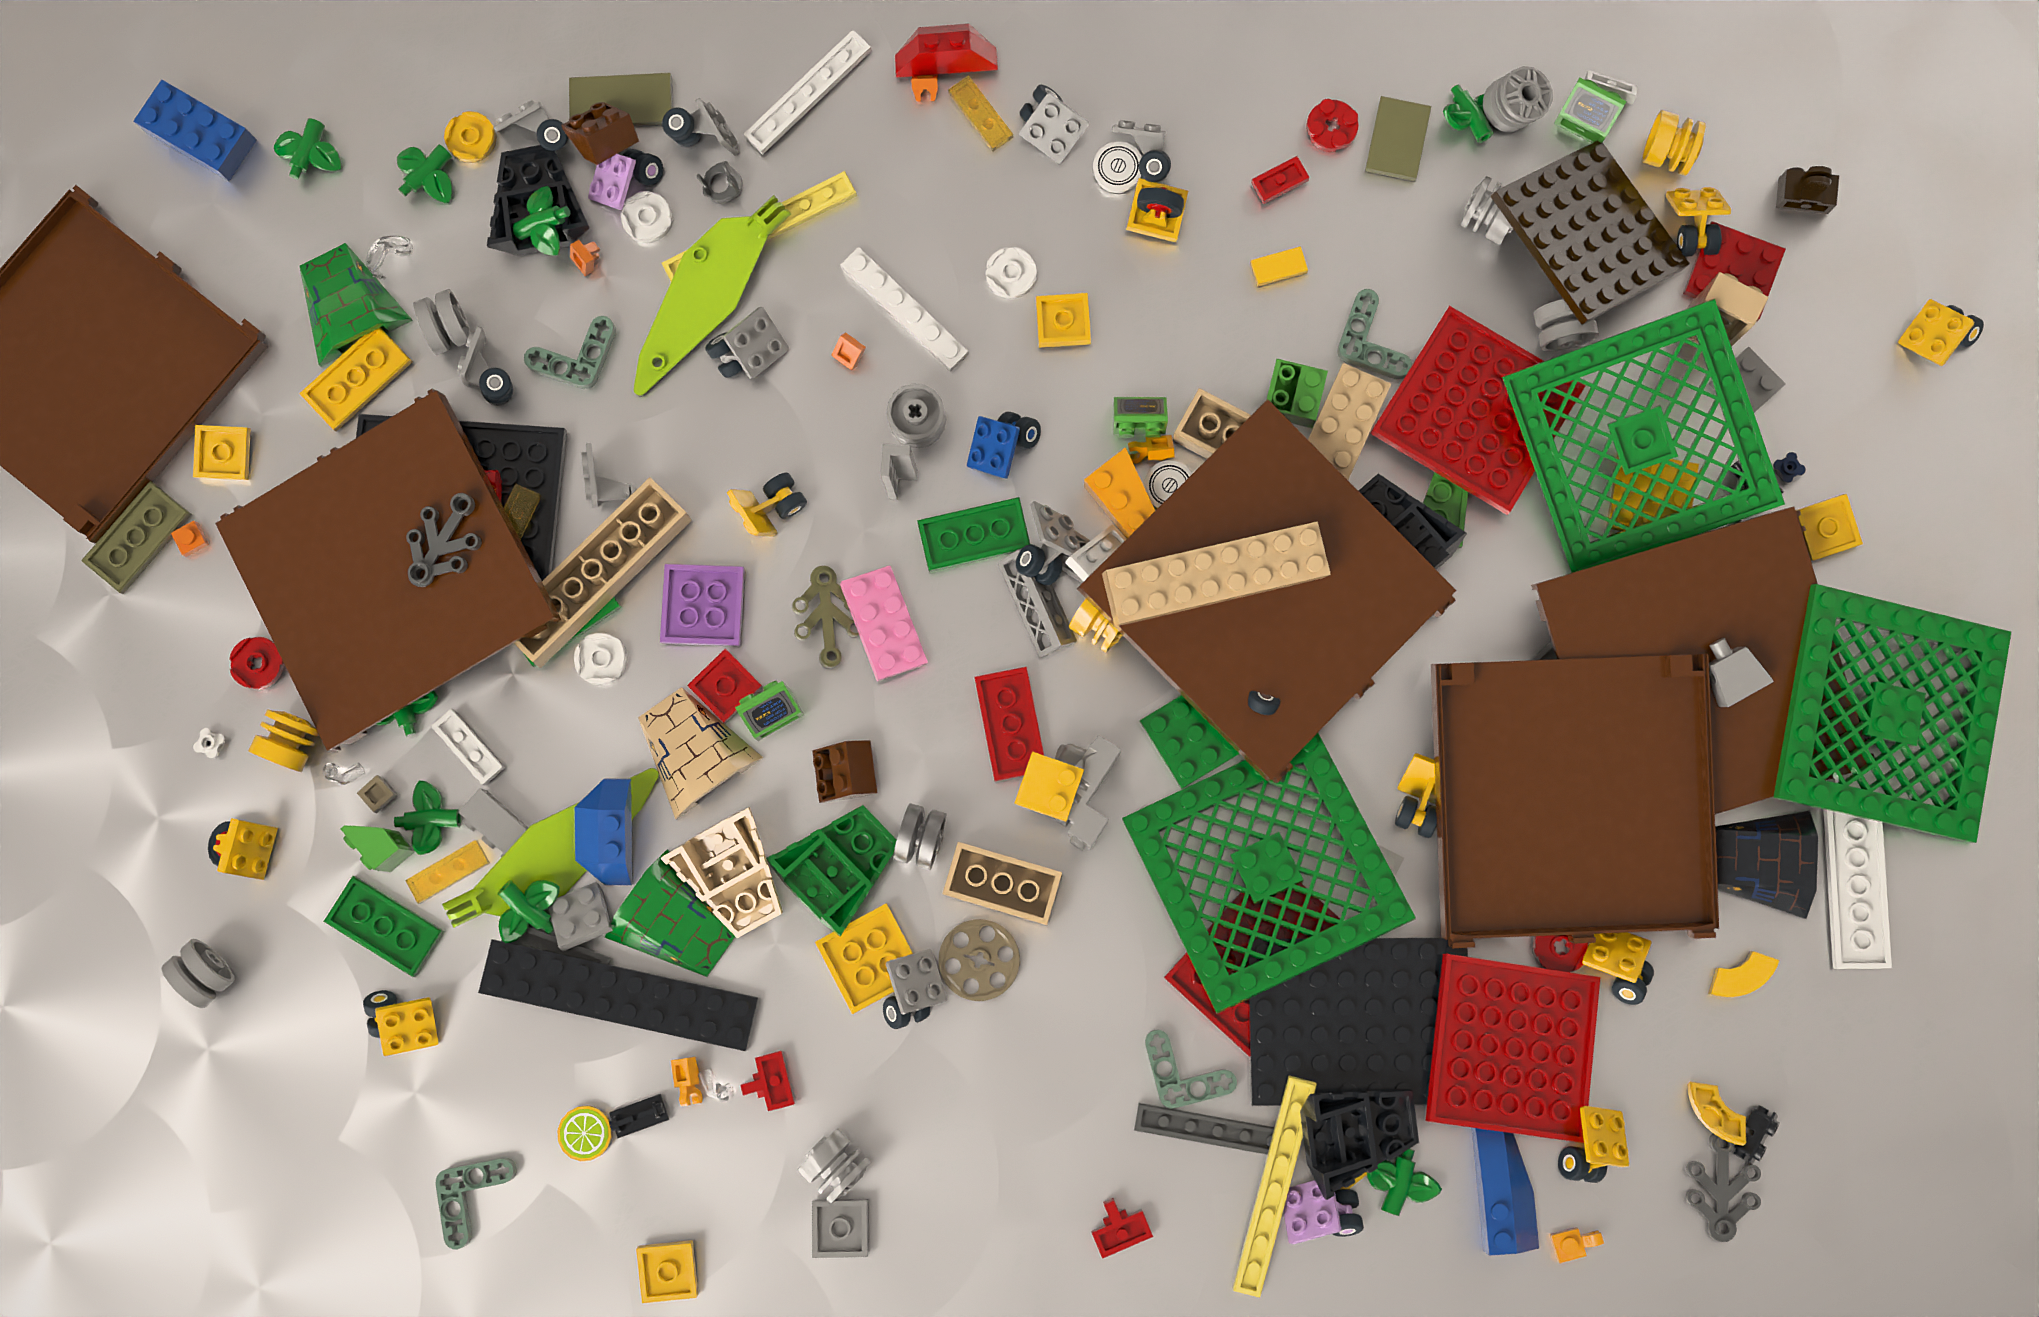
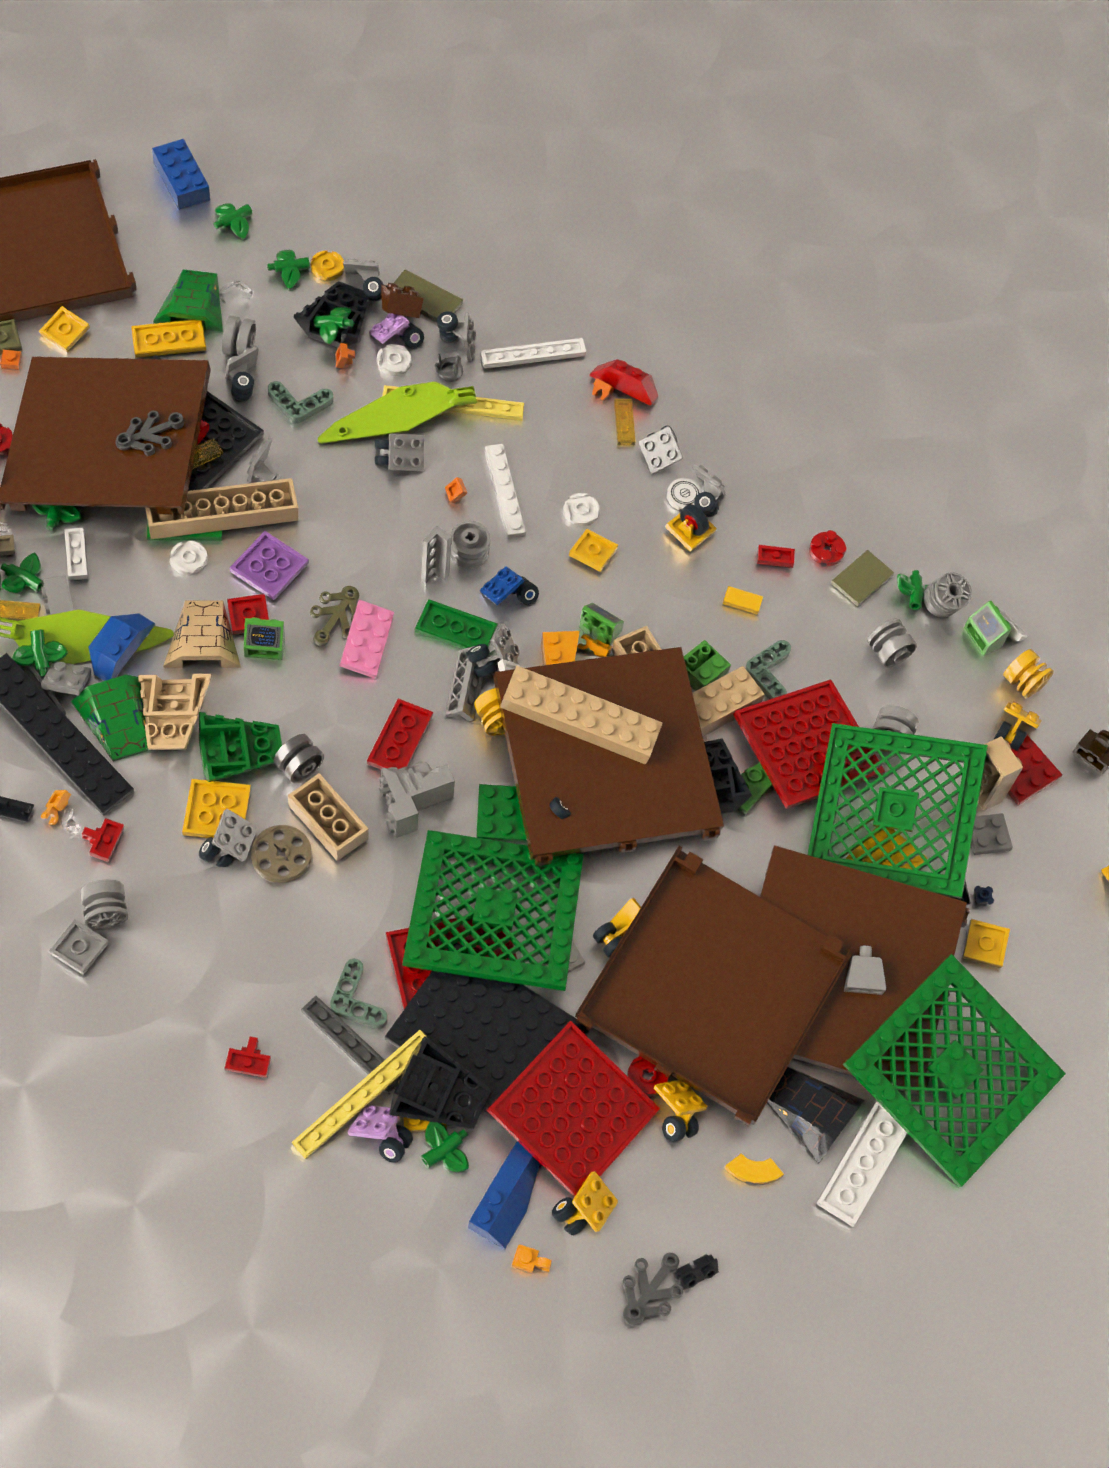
camera: 15 degrees right, 20 degrees down
(779, 497) = (358, 538): yellow plate -> none
(844, 771) = (282, 700): reddish brown slope -> none
(1049, 786) = (396, 772): yellow plate -> none
(1590, 231) = (943, 685): plate -> none
(1715, 1114) = (677, 1239): yellow tile -> none

